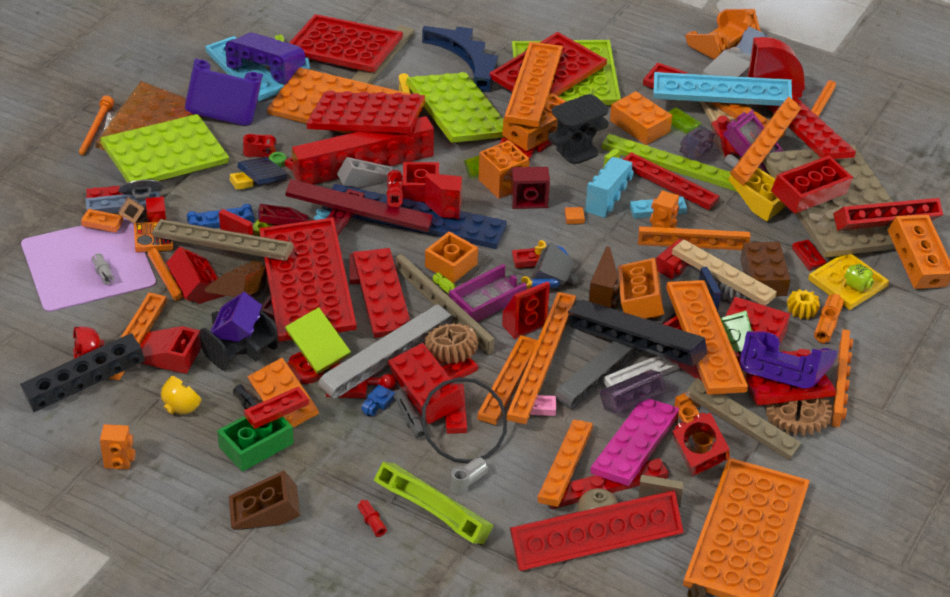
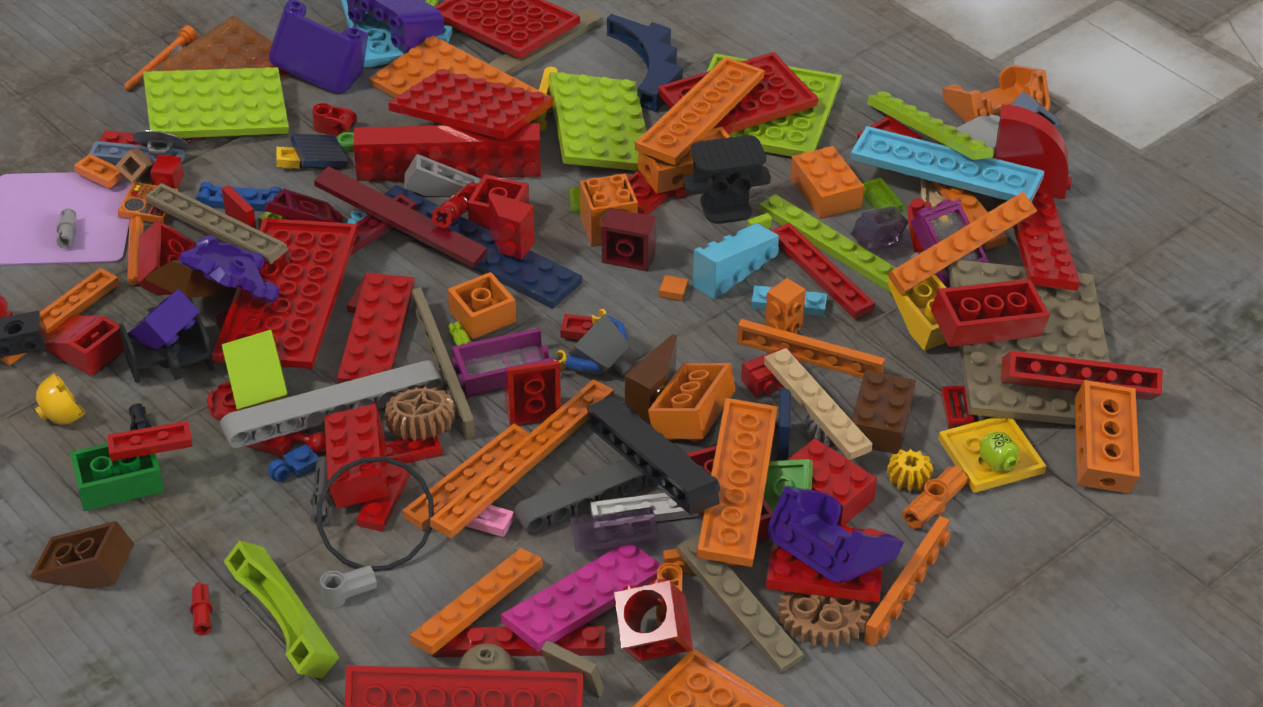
camera: 20 degrees right, 0 degrees up
(268, 268) = (230, 267): none -> dark purple shield
(277, 379) = (189, 405): orange plate -> none
(698, 64) = (930, 126): none -> lime plate
(823, 97) = (1089, 207): orange axle -> none

